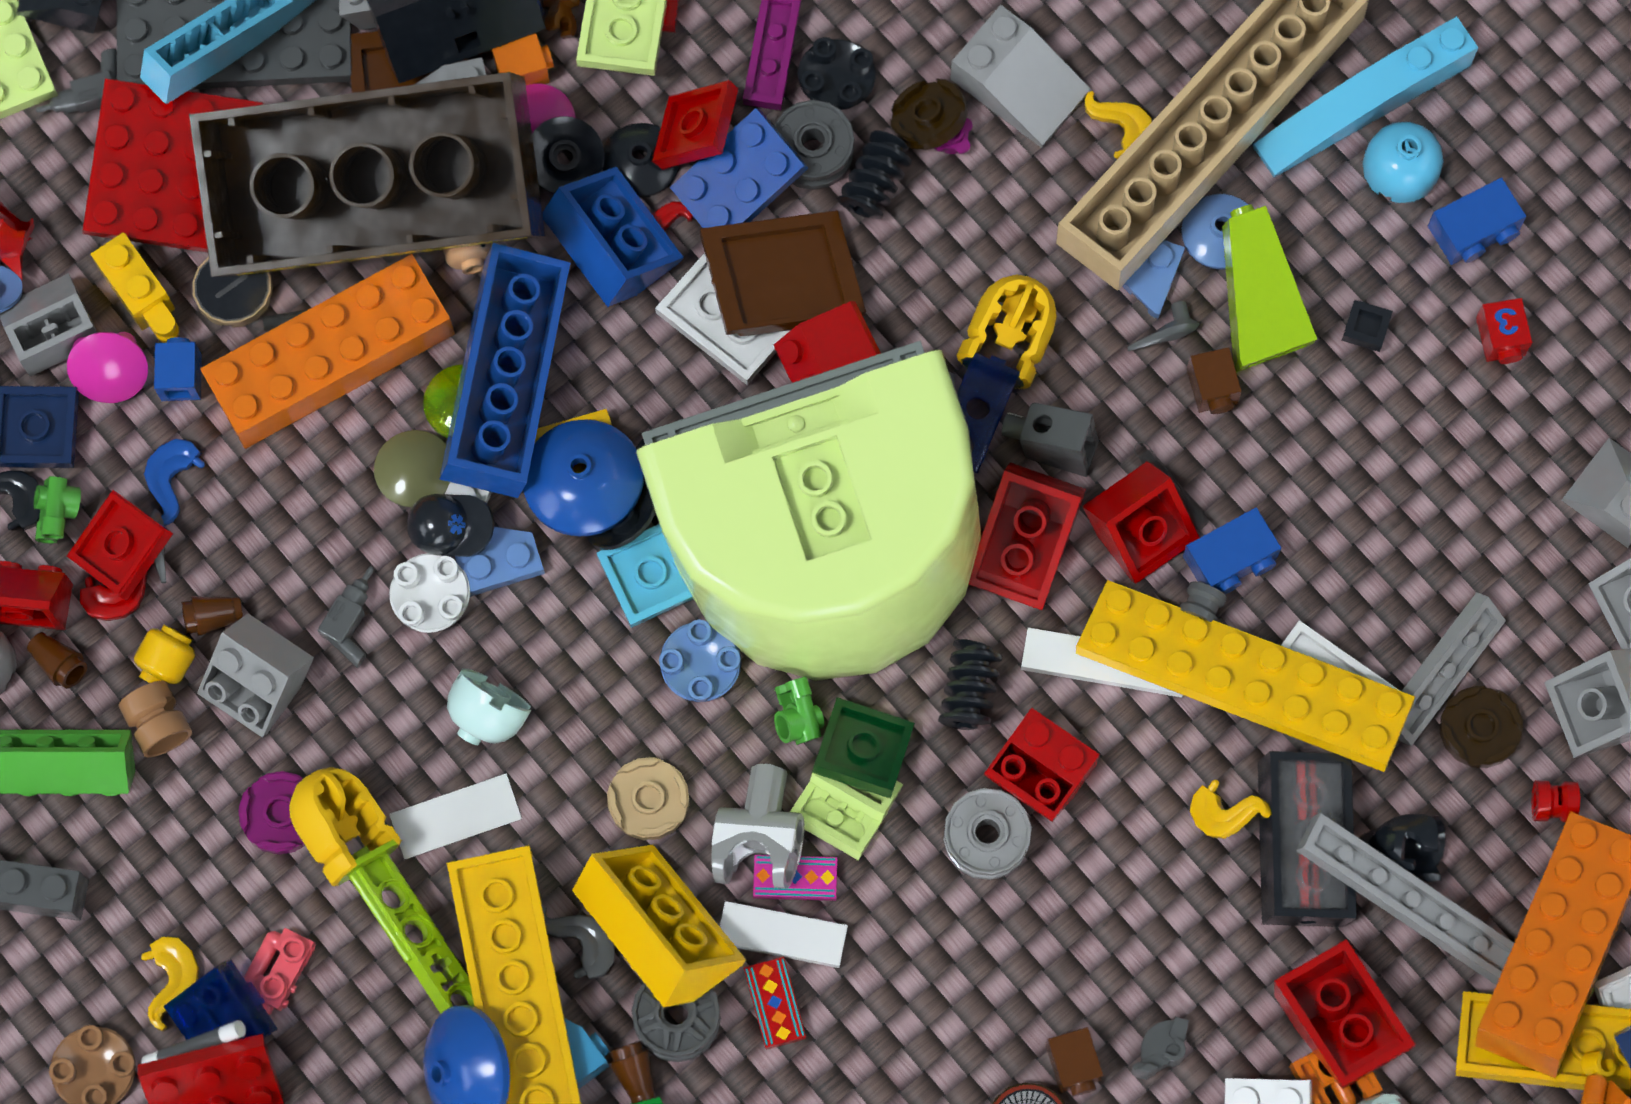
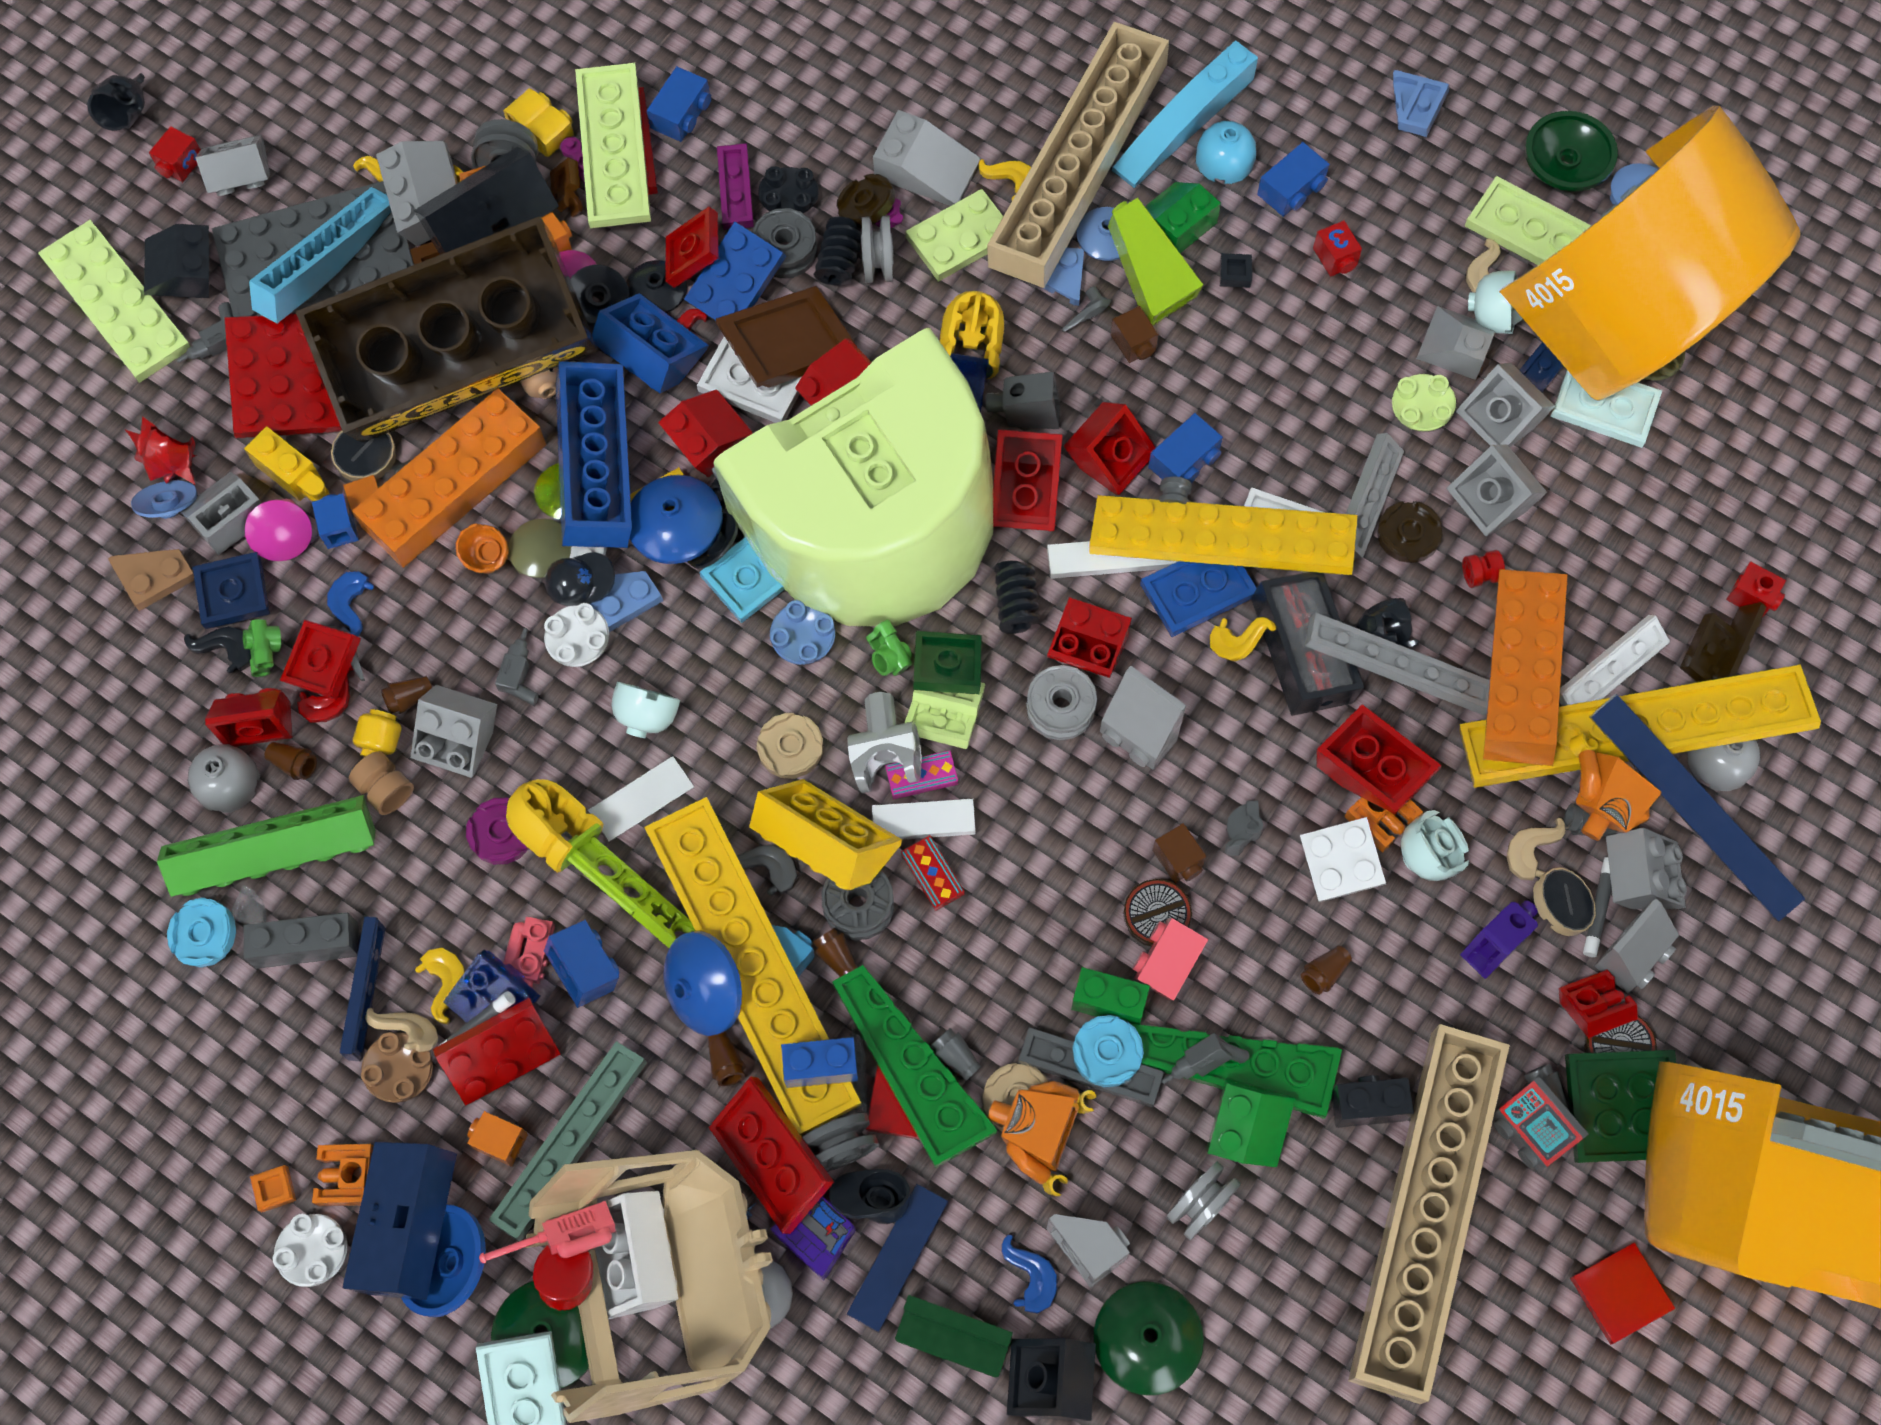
camera: 15 degrees left, 5 degrees down
(75, 964) = (362, 989): none -> dark blue tile
(129, 1029) = (420, 1030): none -> tan piece
(217, 340) = (360, 490): none -> orange tile
(335, 1003) = (582, 963): none -> blue brick
(343, 454) = (482, 548): none -> orange hair
(651, 372) = (704, 428): none -> red slope
(923, 187) = (877, 249): none -> light grey wheel
(1032, 186) = (956, 234): none -> yellowish green plate
(1073, 888) = (1142, 719): none -> light grey slope
(1190, 738) = (1196, 592): none -> blue plate
(1319, 232) = (1184, 213): none -> green slope
(1550, 562) = (1424, 402): none -> yellowish green dish

